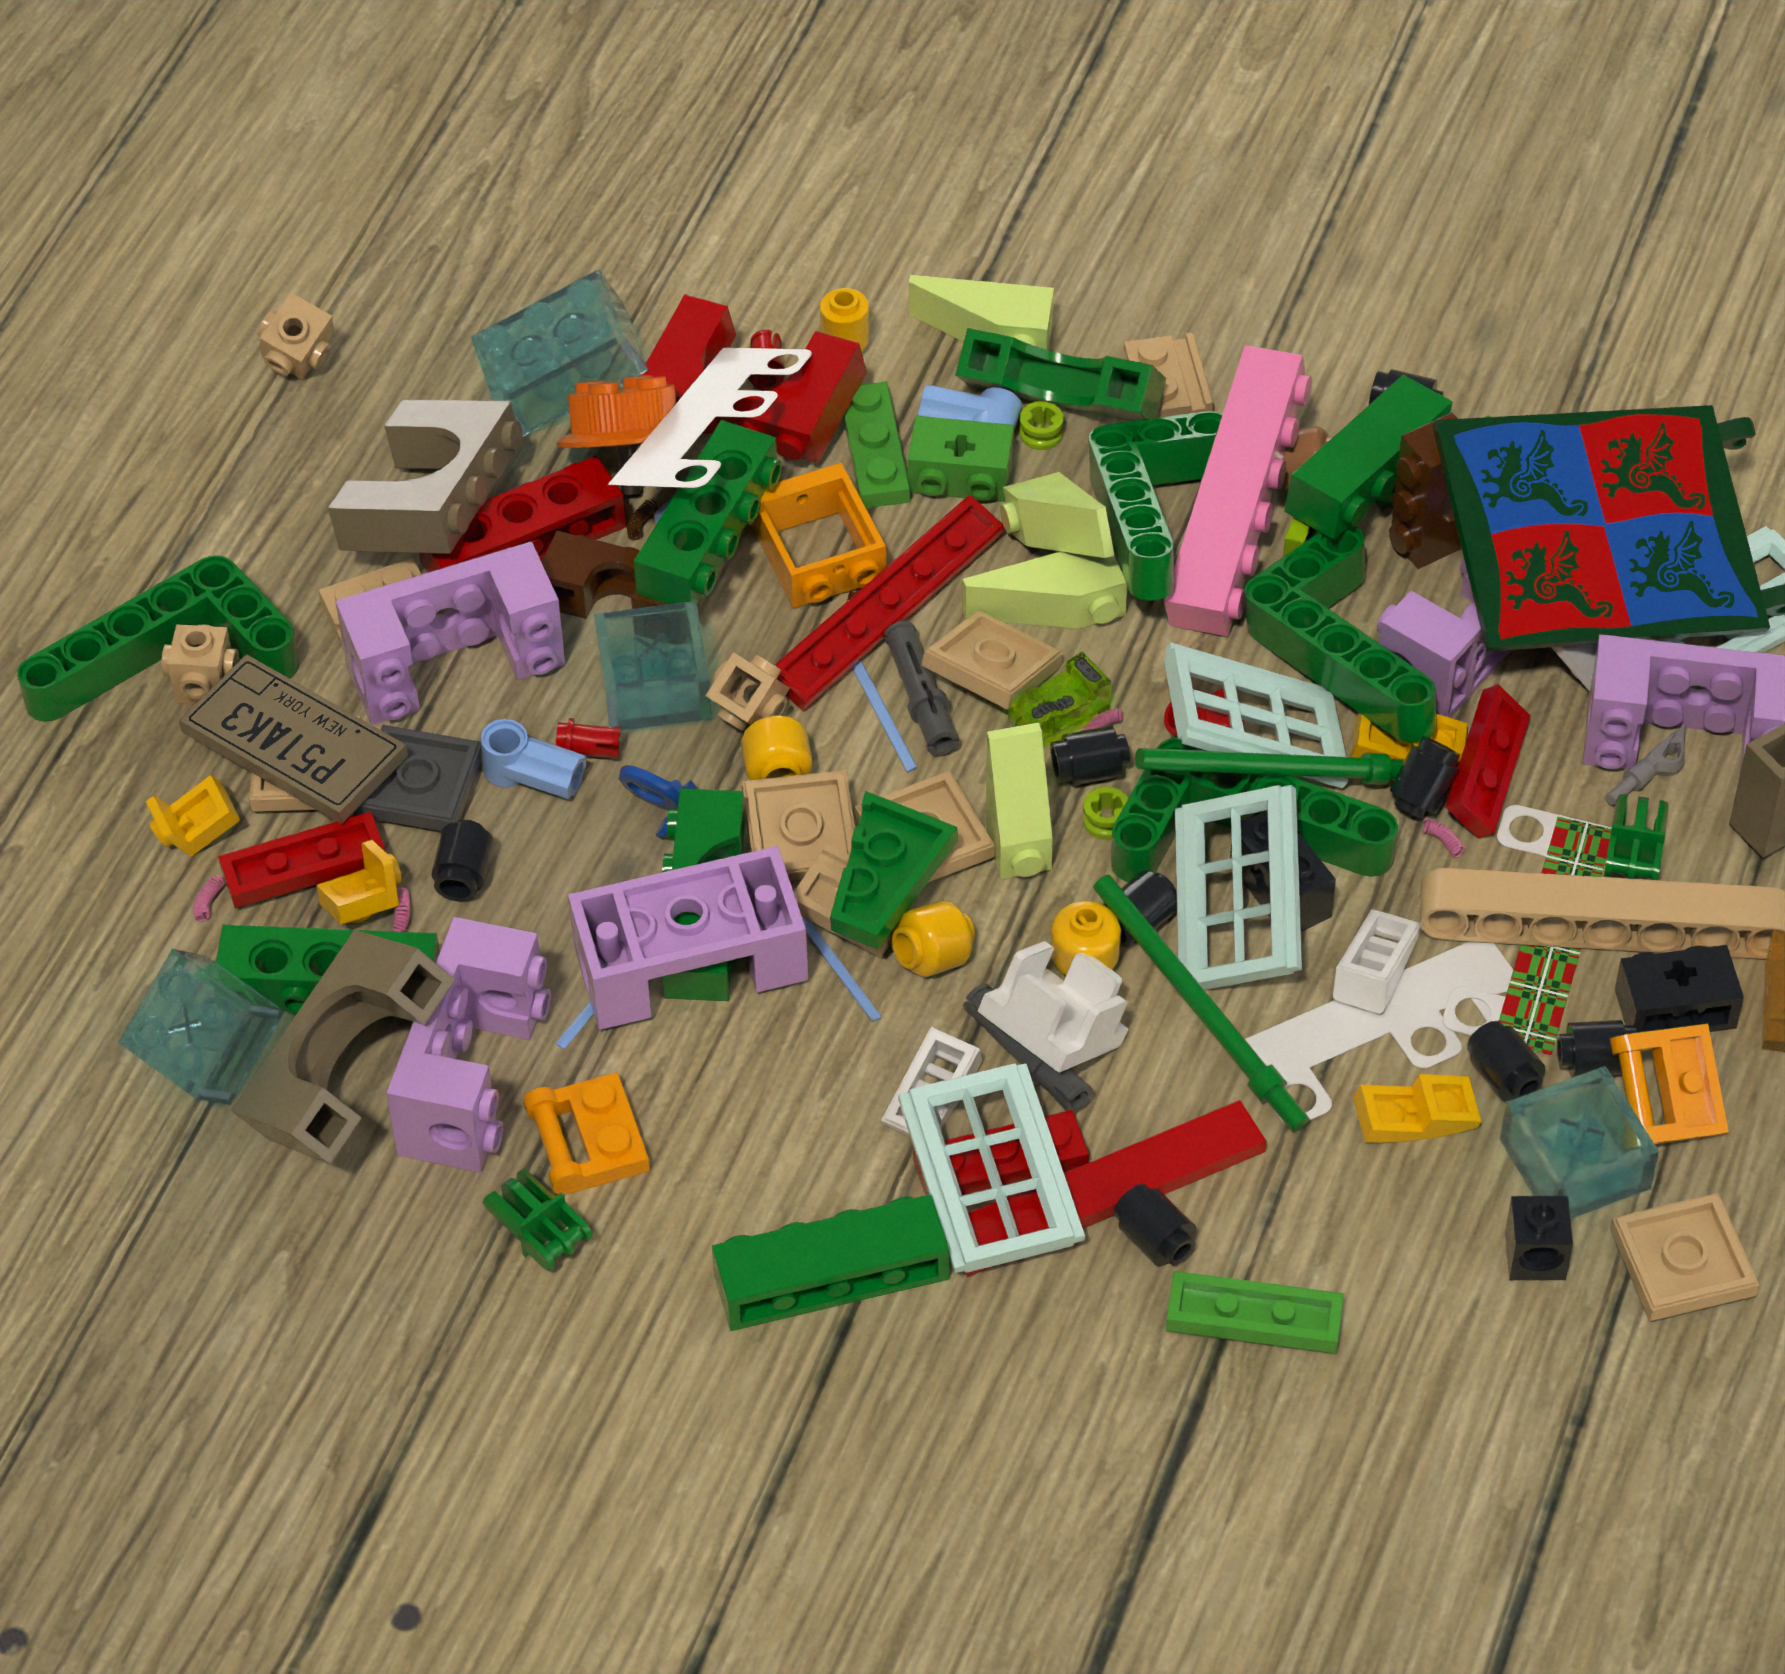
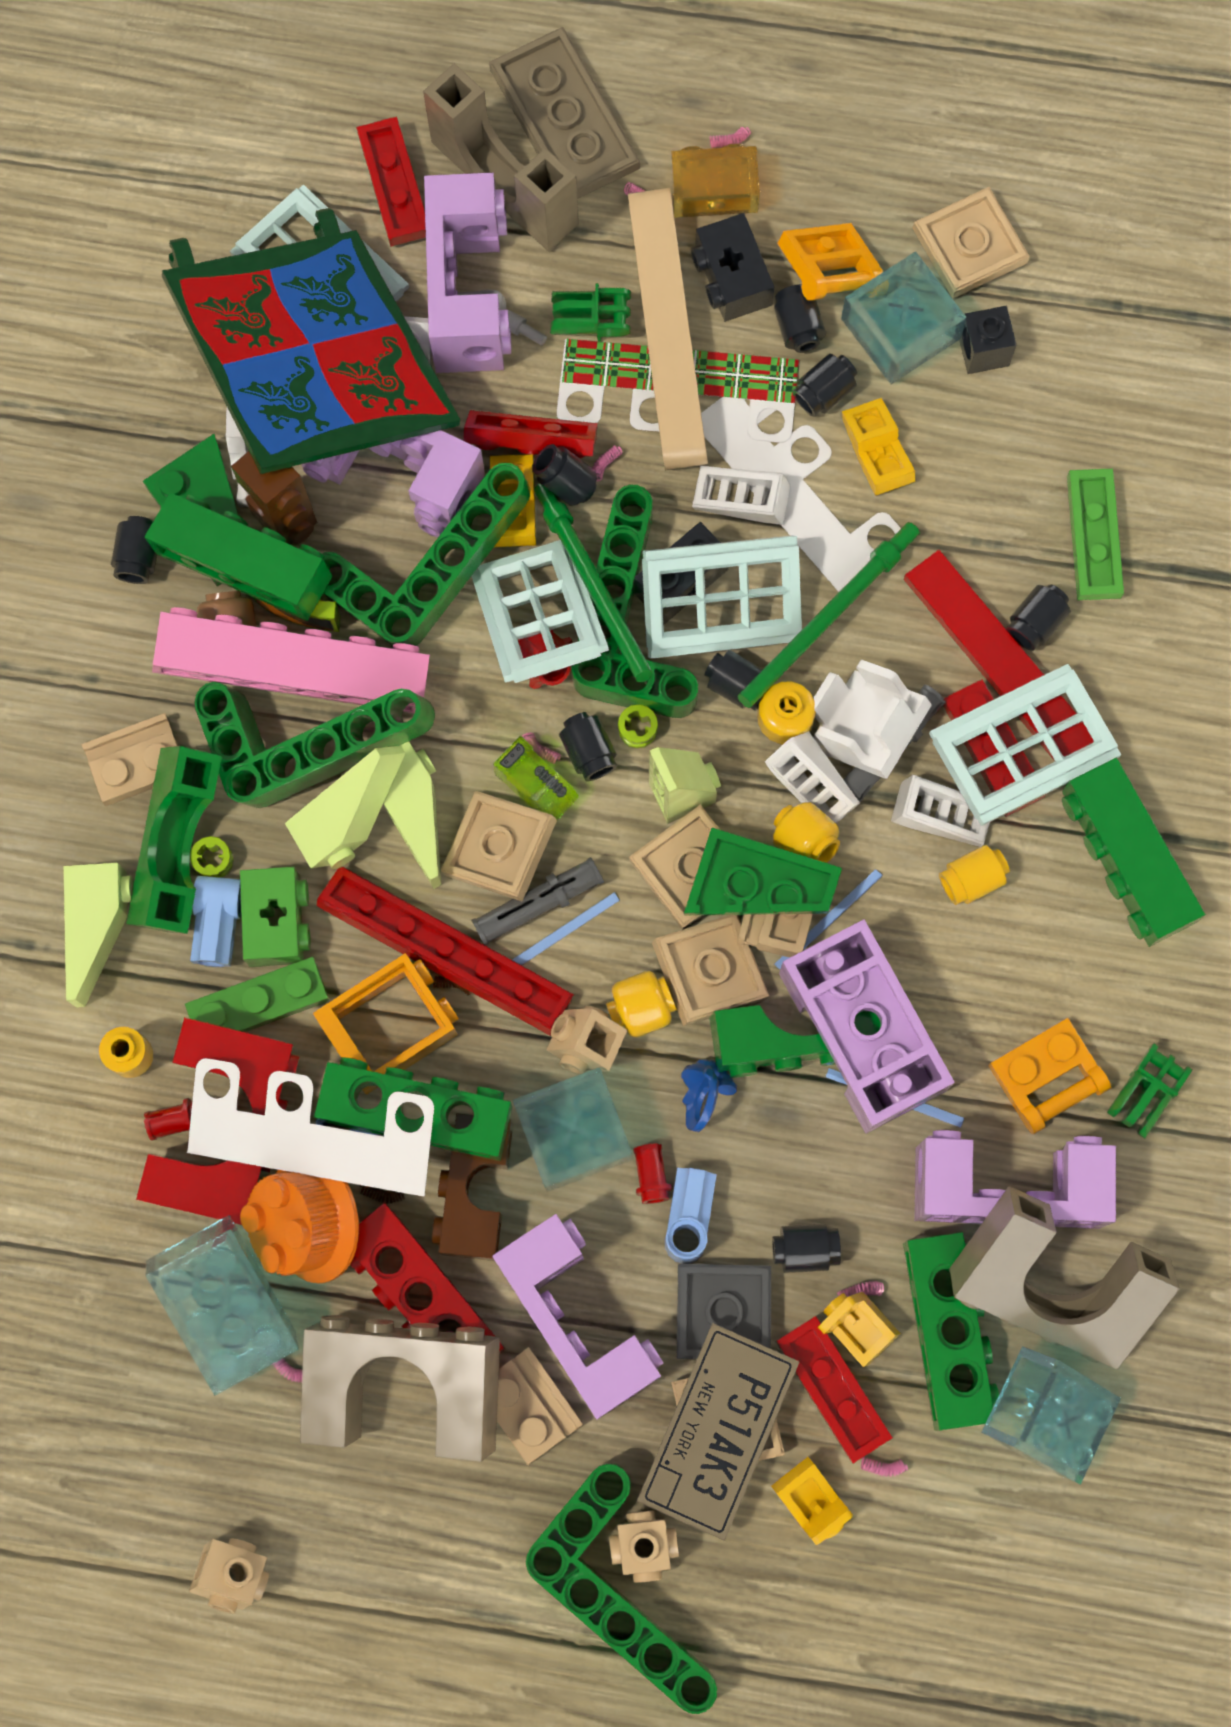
camera: 100 degrees left, 25 degrees up
(844, 1095) = (974, 875): none -> yellow brick
(995, 956) = (814, 759): none -> white slope

